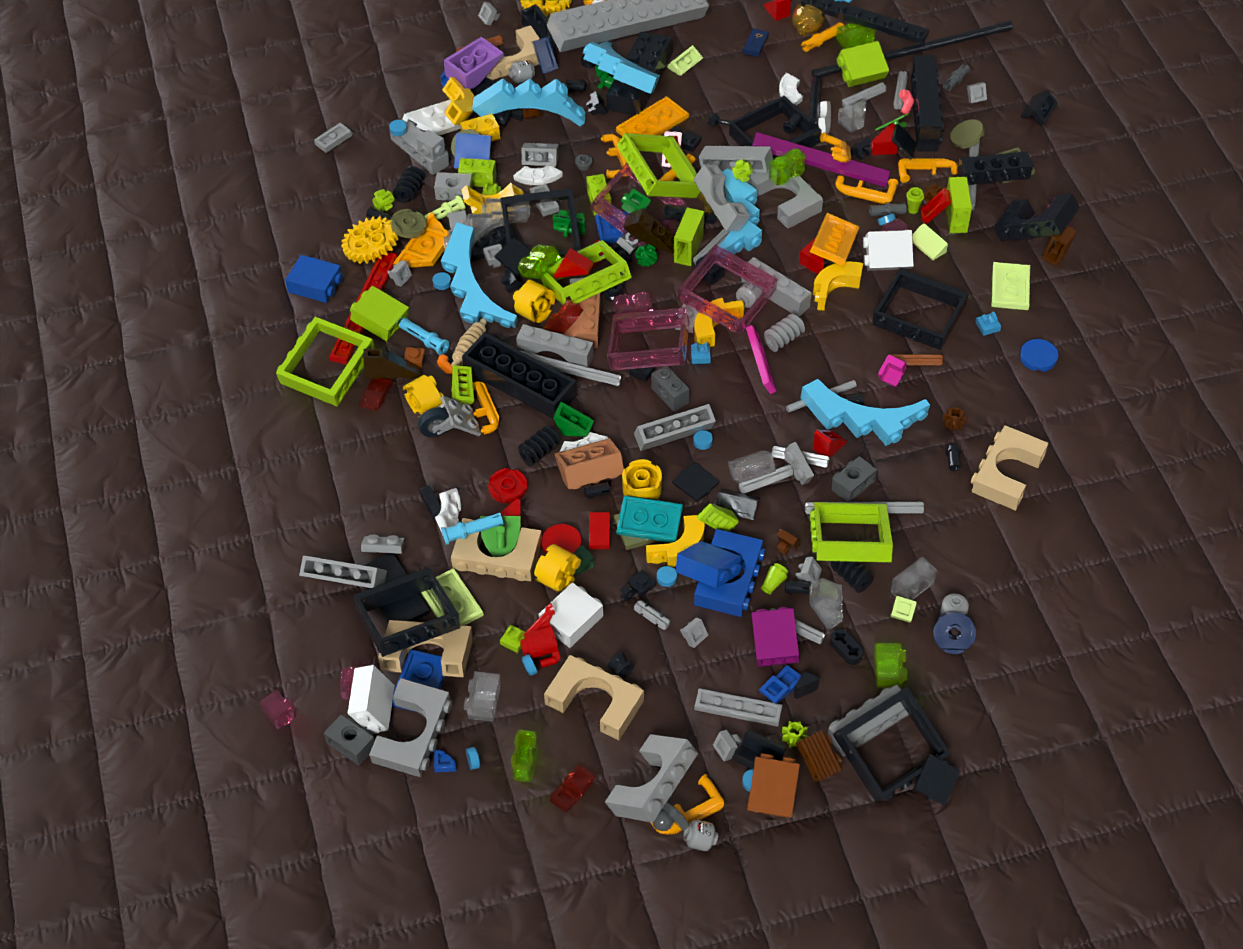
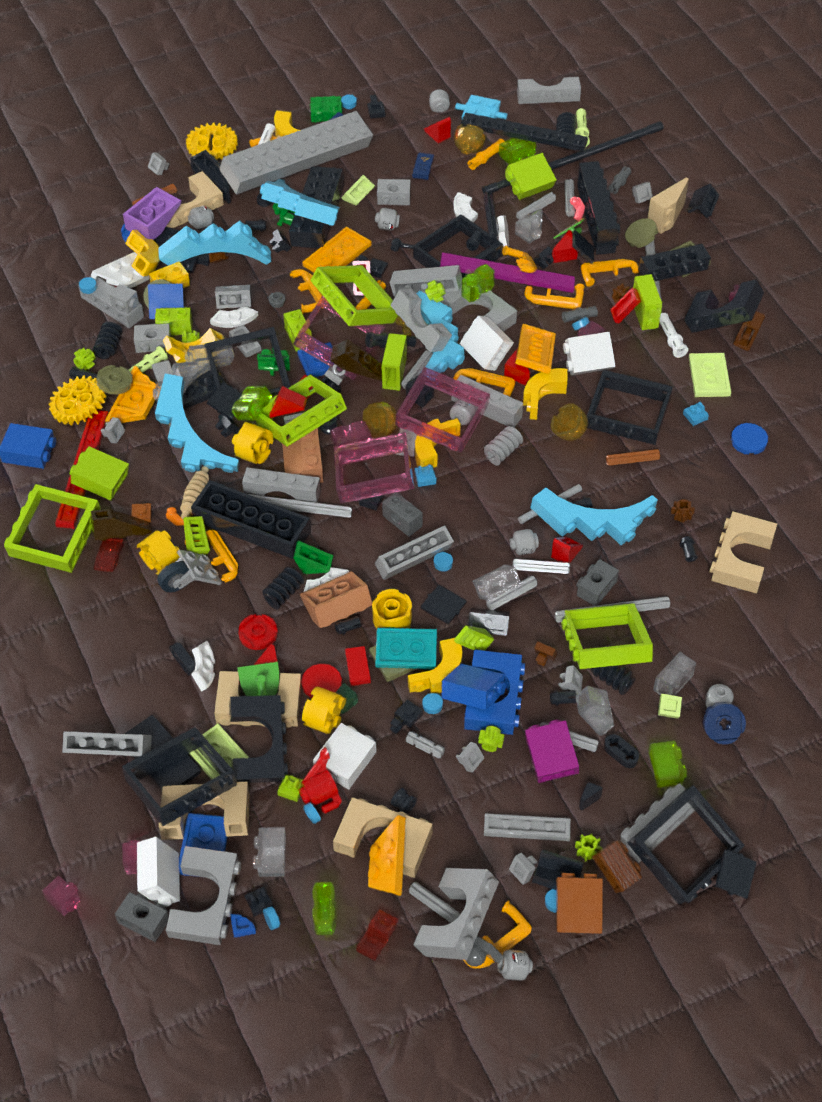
camera: 10 degrees left, 0 degrees up
(332, 137) = (22, 302): light grey plate -> none
(378, 544) = (143, 708): light grey plate -> none
(430, 339) = (154, 493): medium azure pin -> none
(441, 281) = (156, 433): dark azure tile -> none
(463, 530) = (222, 684): medium azure pin -> none
(463, 740) = (258, 901): none -> black tile
(490, 252) = (201, 400): light grey tile -> none
(501, 561) = (268, 712): none -> black arch
(545, 55) = (221, 198): dark blue tile -> none
(564, 318) = (287, 456): clear red slope -> none
(594, 716) = (387, 858): none -> light orange wing
(631, 764) = (433, 902): none -> light grey axle
(634, 201) = (337, 333): green brick -> none
(646, 255) = (355, 384): green gear -> none
(664, 292) = (380, 419): none -> clear yellow cylinder
(708, 93) = (387, 219): none -> light grey head
(717, 617) = (491, 738): none -> lime gear
(720, 66) = (393, 192): none -> light grey brick
(761, 359) = (486, 475): dark pink tile -> none
(775, 576) = (539, 690): lime cone -> none
(780, 686) = (565, 798): blue slope -> none
(783, 264) = (489, 378): none -> light orange piece
(785, 228) = (486, 343): none -> white brick
(787, 430) = (524, 542): none -> light grey head
(799, 464) = (541, 572): light grey plate -> none
(855, 318) = (569, 423): none -> clear yellow cylinder
(892, 370) = (614, 471): dark pink panel -> none
(911, 13) = (566, 122): none -> black piece
(914, 199) = (604, 300): lime cone -> none
(926, 21) = (582, 124): none -> yellowish green pin
(929, 242) = (625, 341): yellowish green slope -> none
(980, 246) = (674, 339): none -> white pin
(1000, 108) = (667, 205): none -> tan slope

